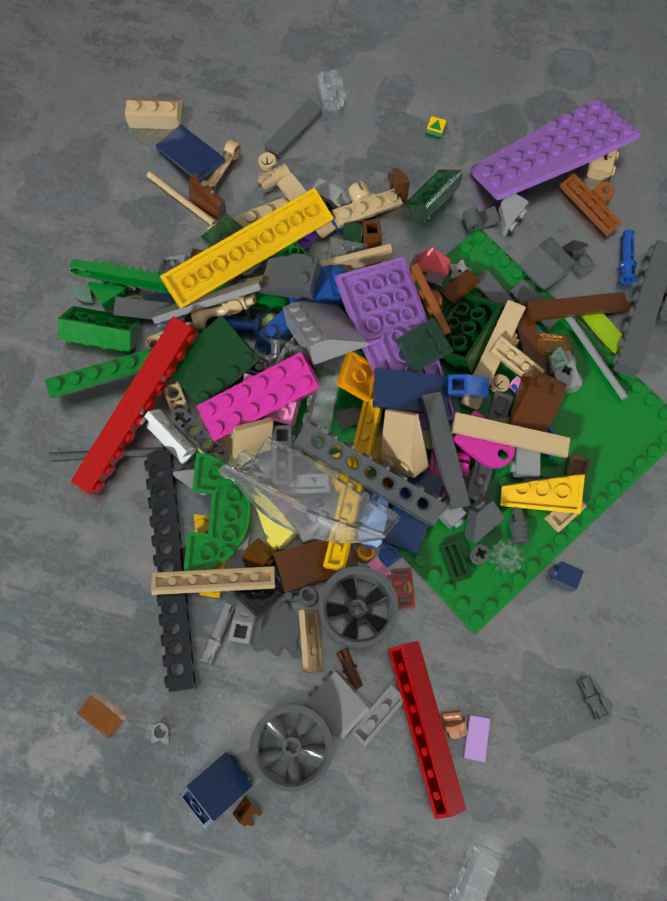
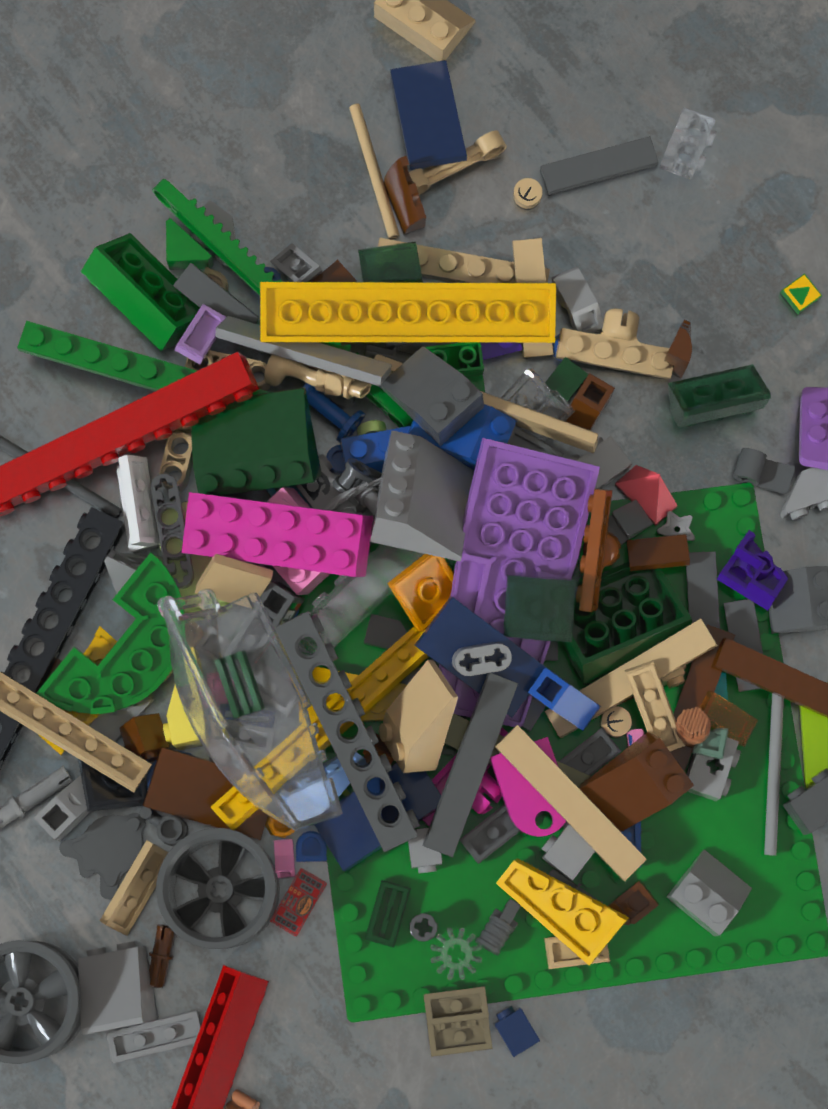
camera: 30 degrees right, 5 degrees up
(83, 293) = (154, 226): sand green tile -> none
(145, 328) = (200, 334): none -> lavender tile
(273, 176) = (520, 223): tan hinge -> none
(279, 480) = (229, 688): none -> dark green tile
(410, 387) = (483, 666): none -> light grey beam
(482, 519) = (458, 885): dark grey slope -> none
(514, 266) = (753, 573): none -> dark purple slope
(532, 592) = (458, 1021): none -> dark tan slope
(543, 355) = (693, 726): none -> nougat piece
(611, 438) = (710, 893): none -> light grey slope

